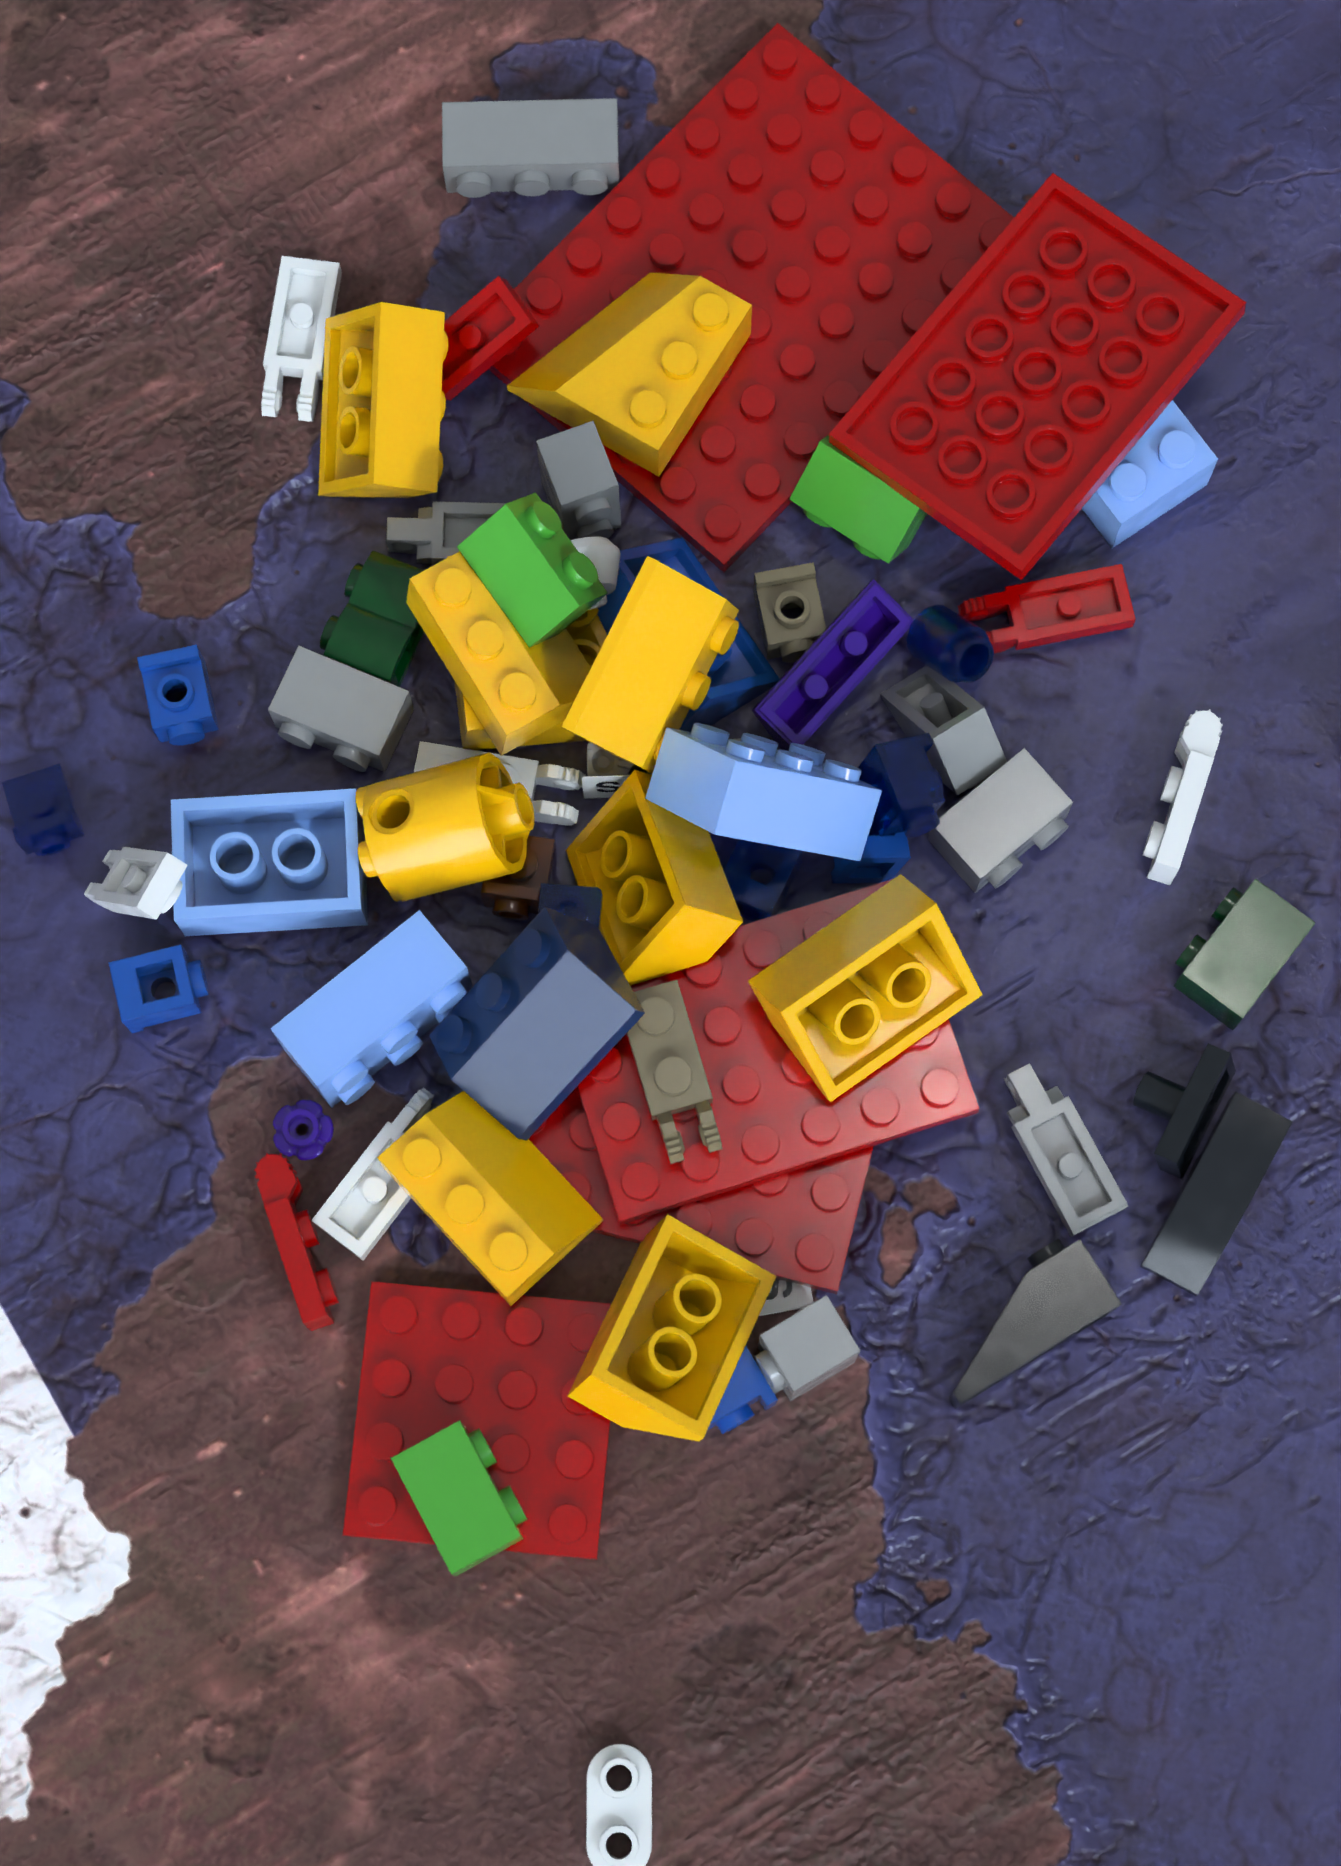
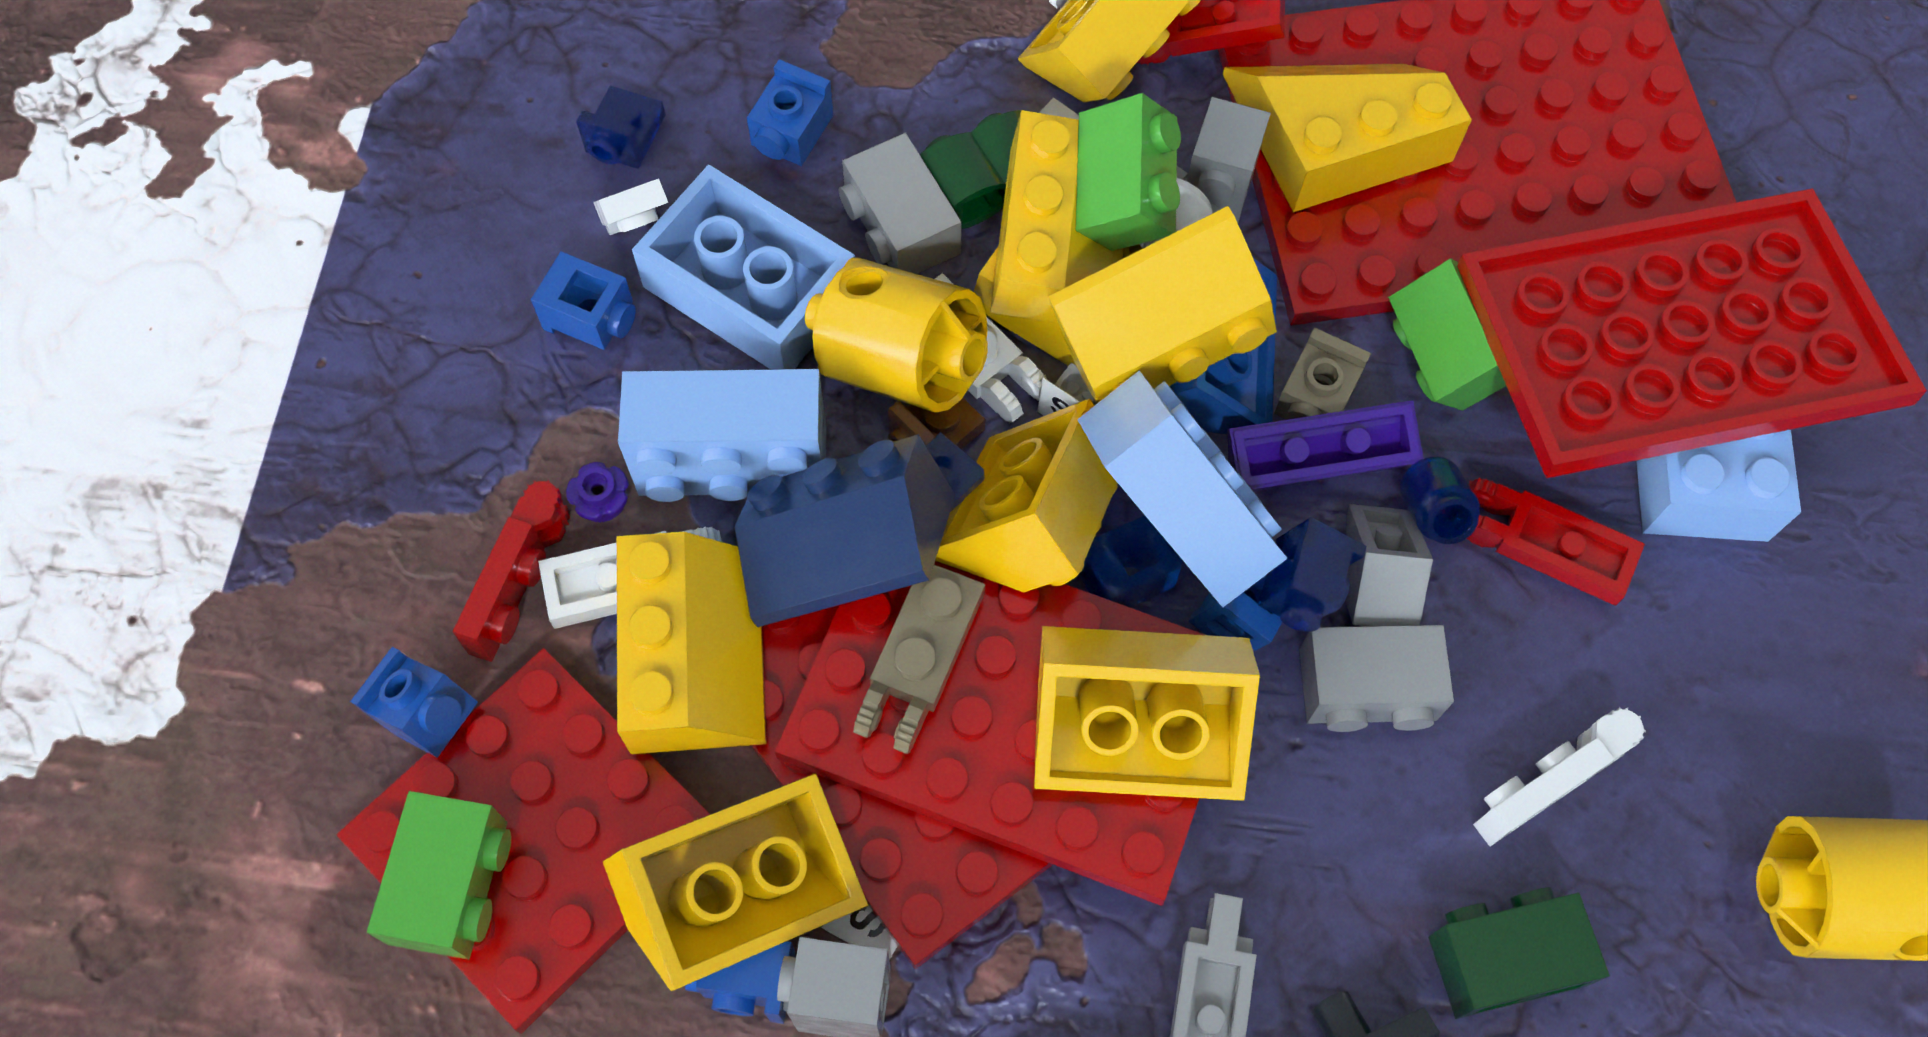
camera: 35 degrees right, 10 degrees down
(318, 1396) = (414, 702): none -> blue brick

